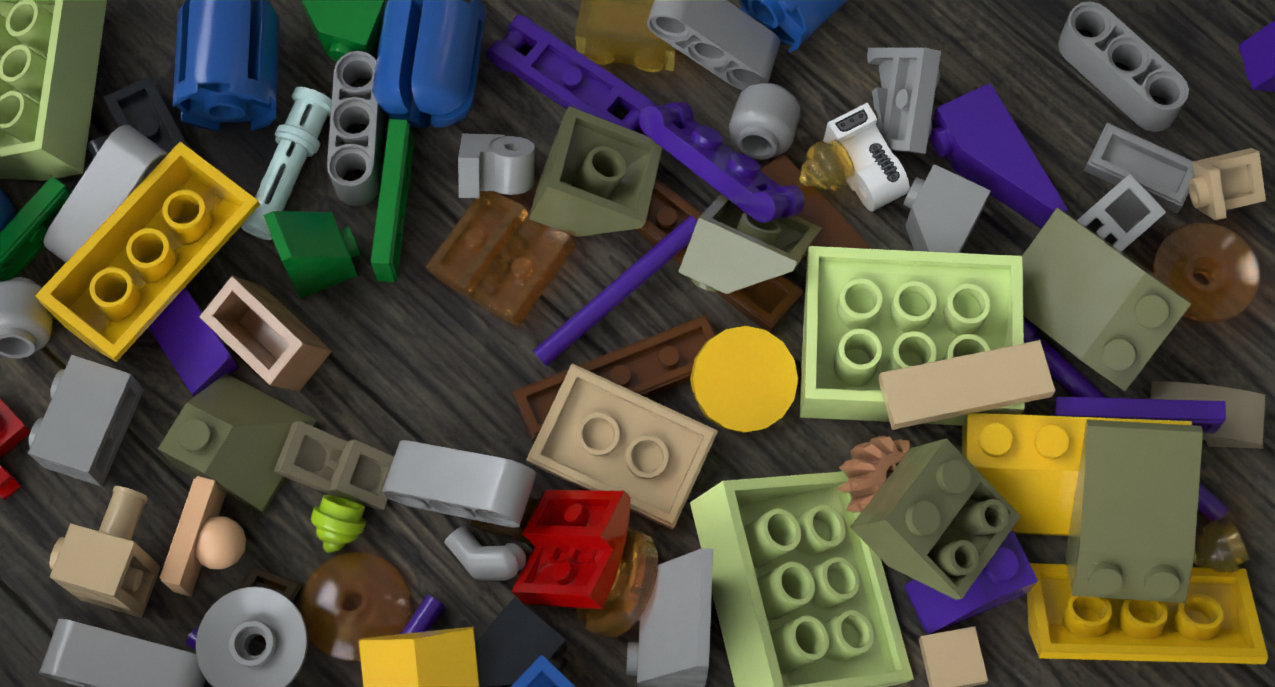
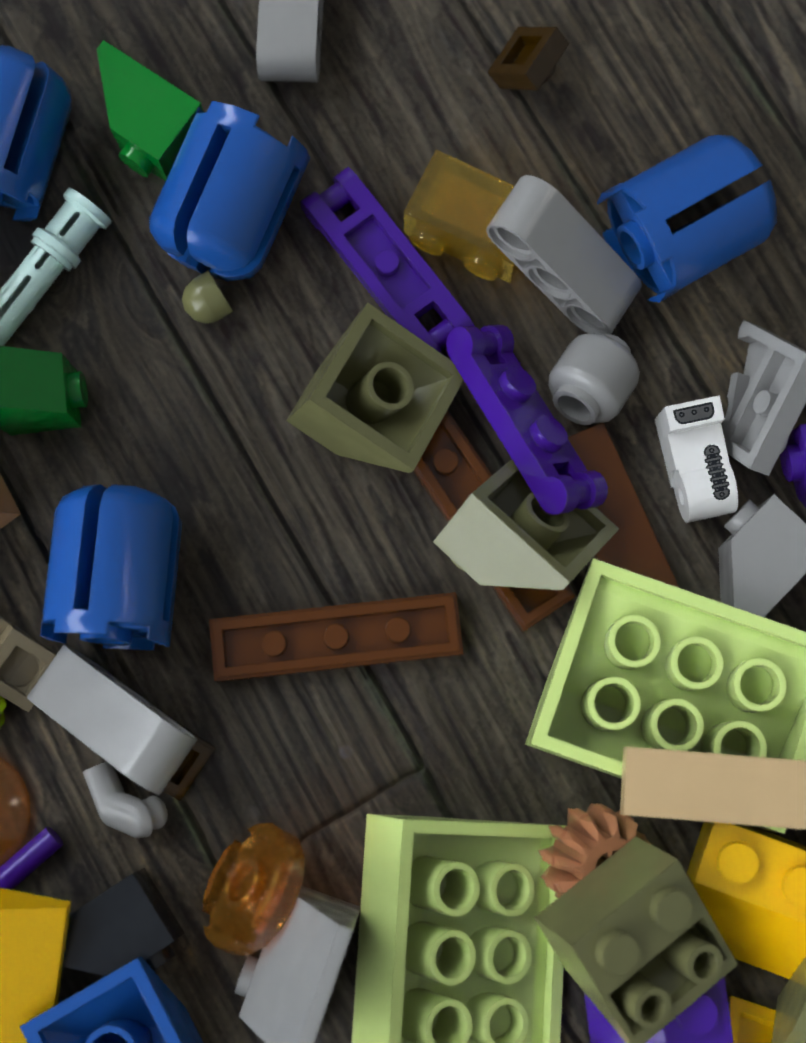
camera: 20 degrees right, 10 degrees up
(358, 150) = (125, 283): light grey beam -> none
(393, 201) = (139, 354): green tile -> none
(425, 368) = (112, 568): none -> blue cylinder
(433, 145) = (205, 300): none -> olive hinge
(495, 164) = (266, 344): light grey leg -> none
(500, 257) = (244, 453): clear orange slope -> none
(576, 548) = (219, 834): red slope -> none
(616, 292) = (361, 535): dark purple bar -> none
(622, 442) = (311, 723): tan tile -> none
(744, 379) = (473, 684): yellow tile -> none
(827, 166) = (648, 456): clear yellow plate -> none

